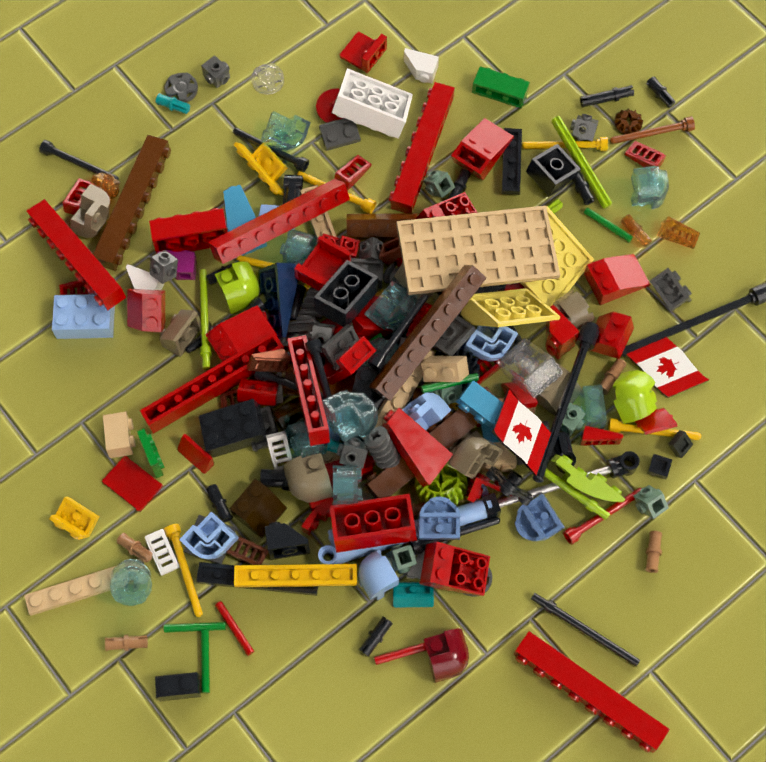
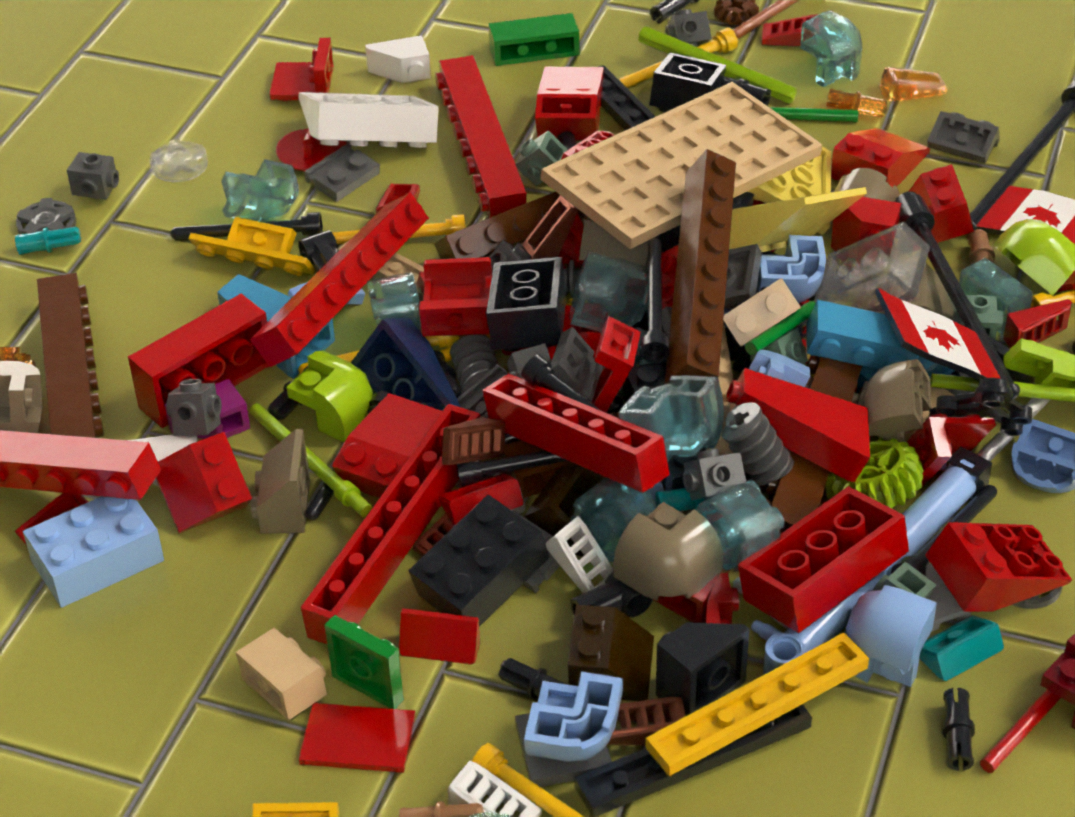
camera: 30 degrees left, 25 degrees down
(439, 520) = (923, 502): medium blue slope -> none

